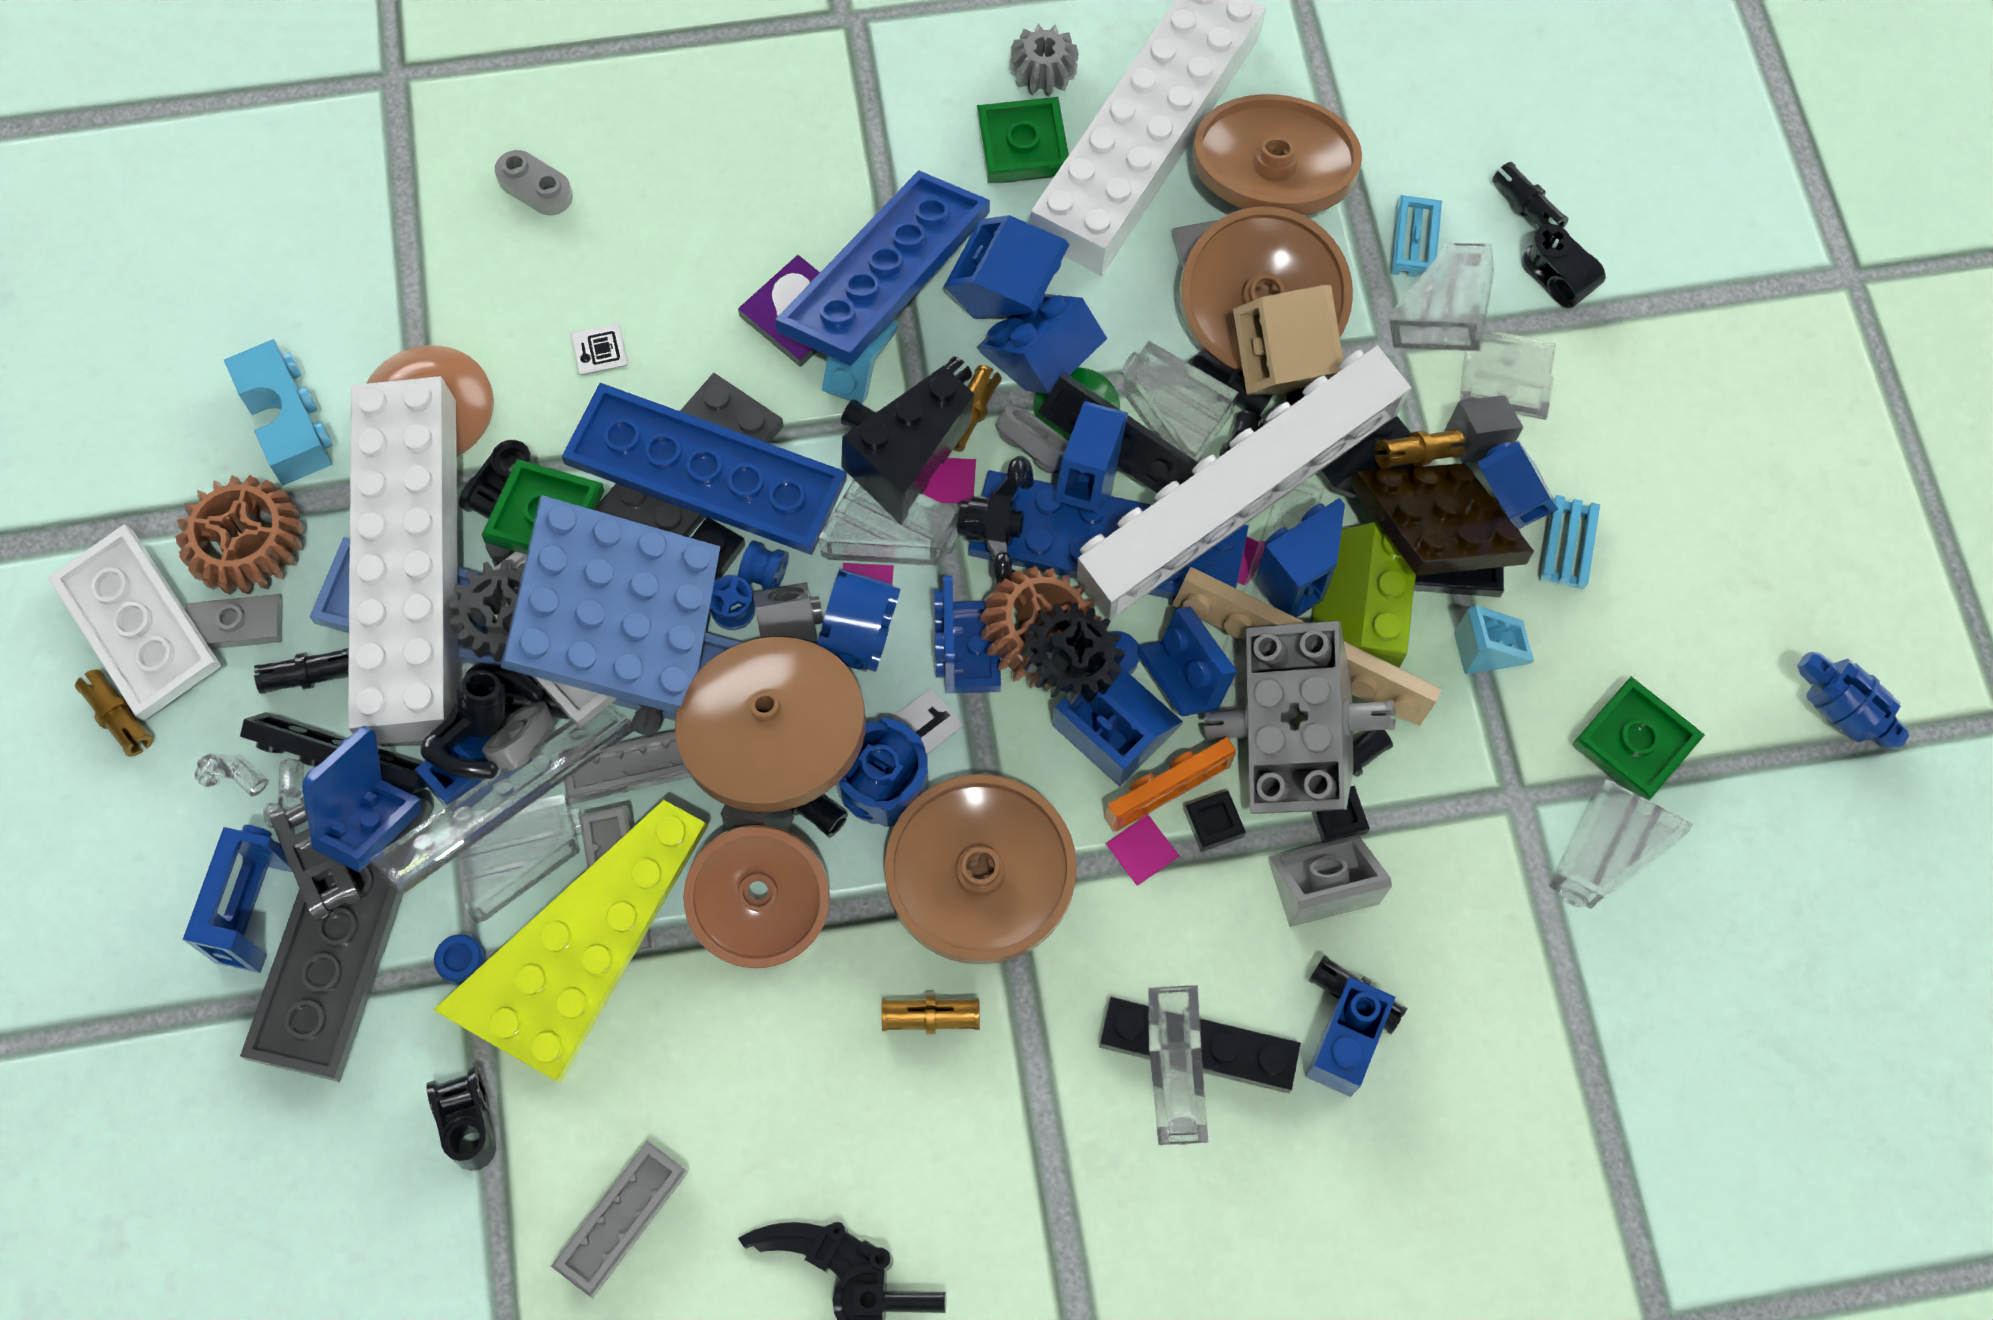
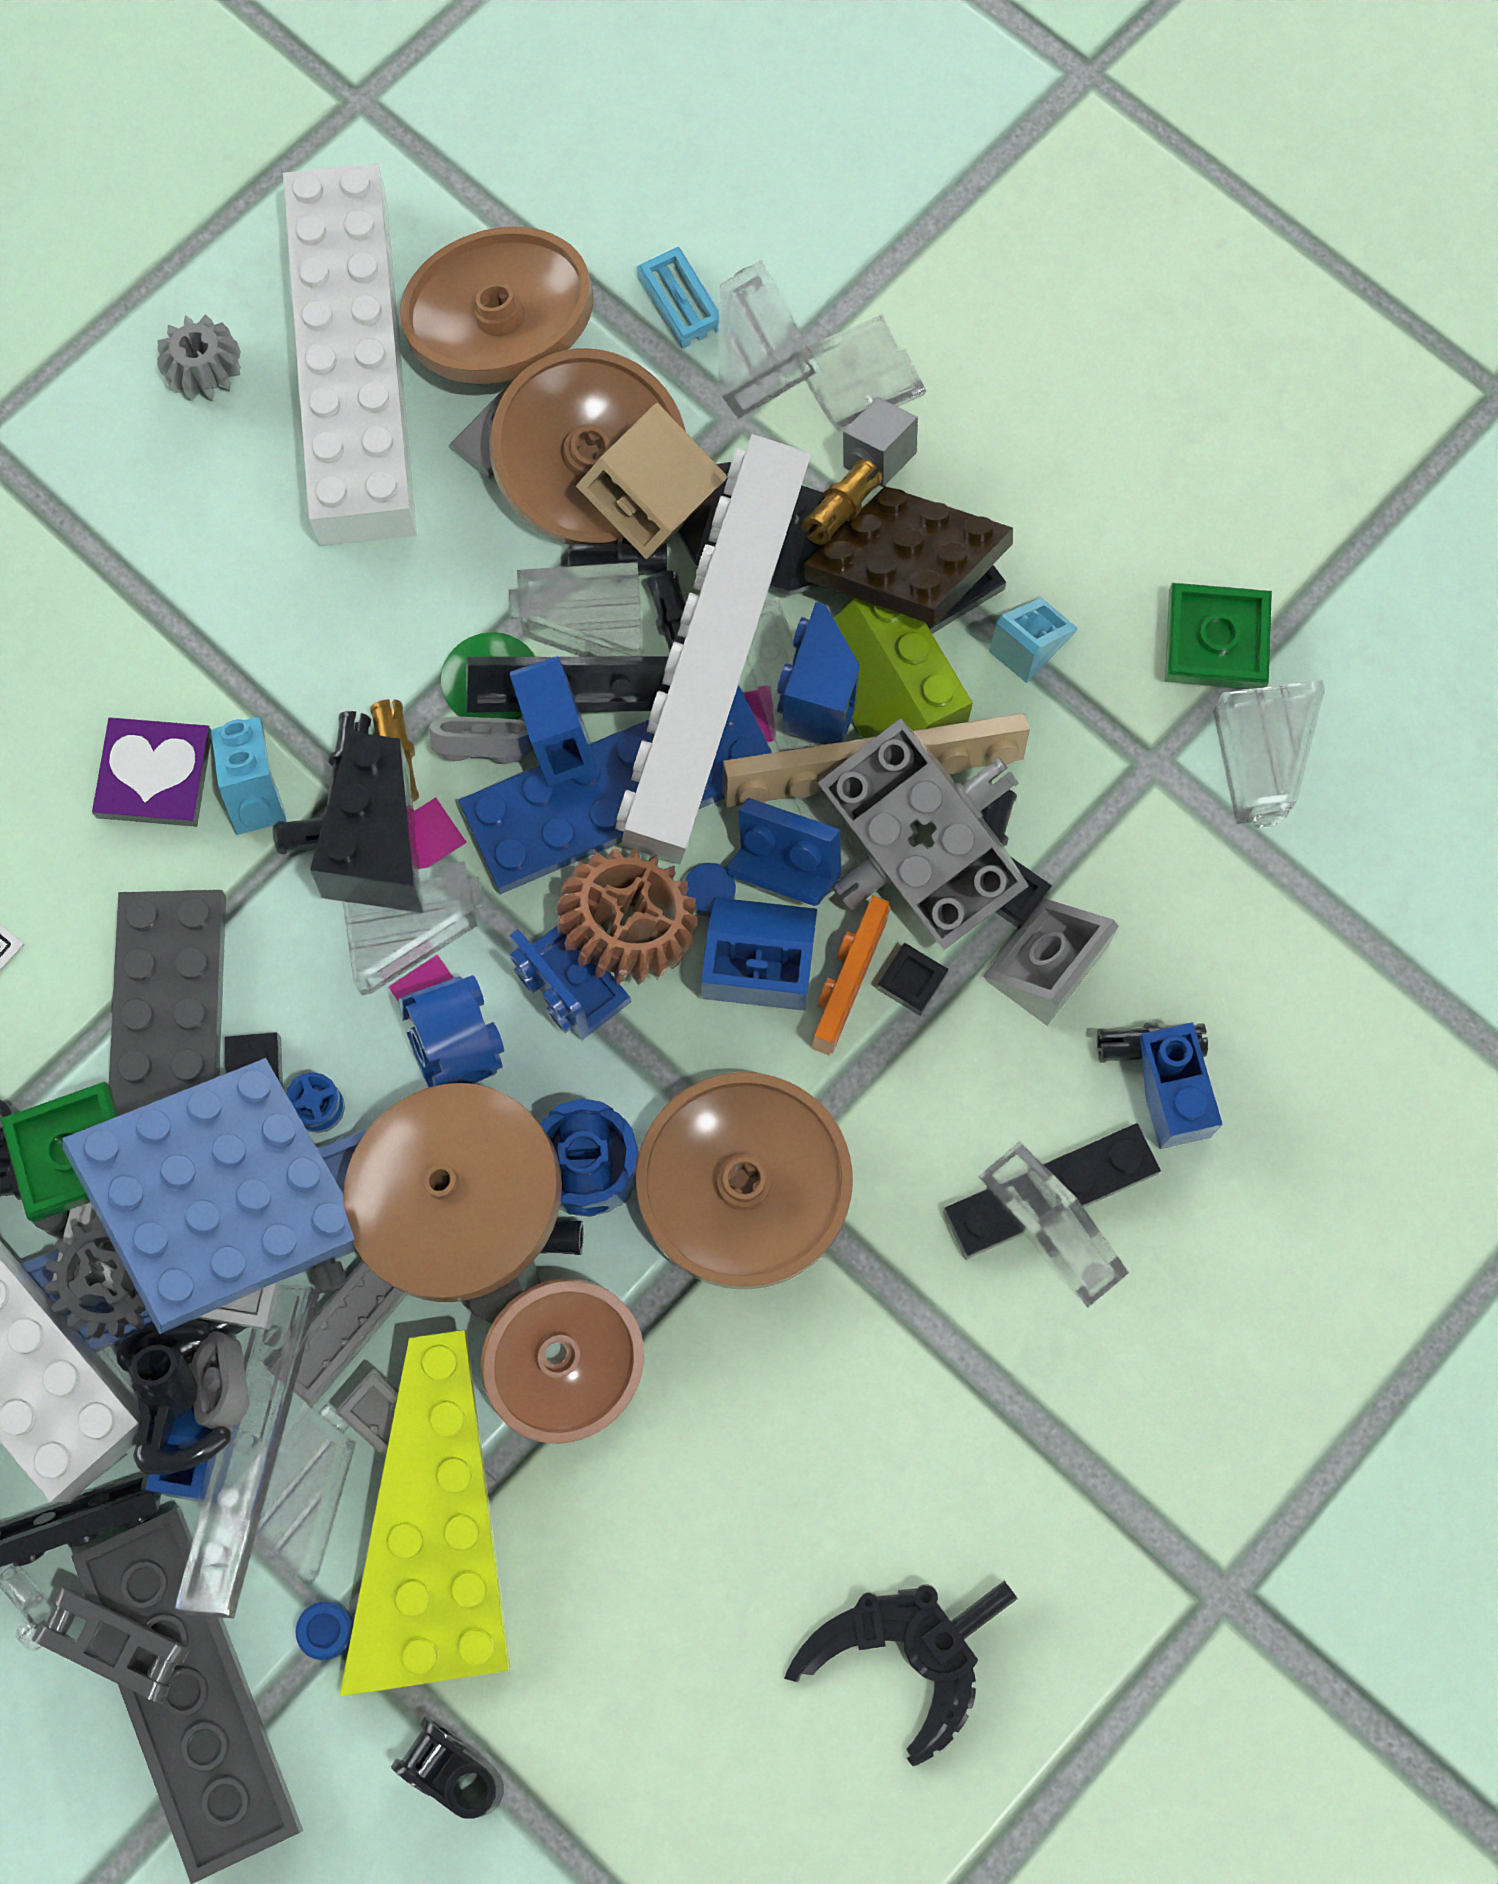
camera: 35 degrees left, 5 degrees up
(223, 937) = (58, 1744): blue window -> none
(351, 807) = (119, 1572): blue bracket -> none
(619, 1219) = (667, 1747): light grey plate -> none
(705, 468) = (188, 993): blue plate -> none
(763, 566) = (319, 1046): blue wheel -> none
(788, 612) = (379, 1074): dark grey brick -> none
(882, 267) = (208, 674): blue plate -> none
(929, 719) = (583, 1076): white sticker -> none
(930, 1014) = (799, 1345): pearl gold pin -> none
(997, 518) = (510, 845): black piece -> none
(1005, 267) = (327, 592): blue slope -> none
(1022, 139) = (239, 451): green plate -> none
(1044, 344) = (414, 638): blue slope -> none
(1069, 654) = (681, 920): black gear -> none
(1142, 850) = (868, 1052): dark pink sticker -> none
(1517, 484) = (950, 474): blue slope -> none
(1528, 198) = (757, 191): black pin -> none
(1563, 271) = (838, 240): black piece -> none
(1576, 511) = (1045, 486): medium azure tile -> none
(1853, 700) = (1370, 470): blue piece -> none

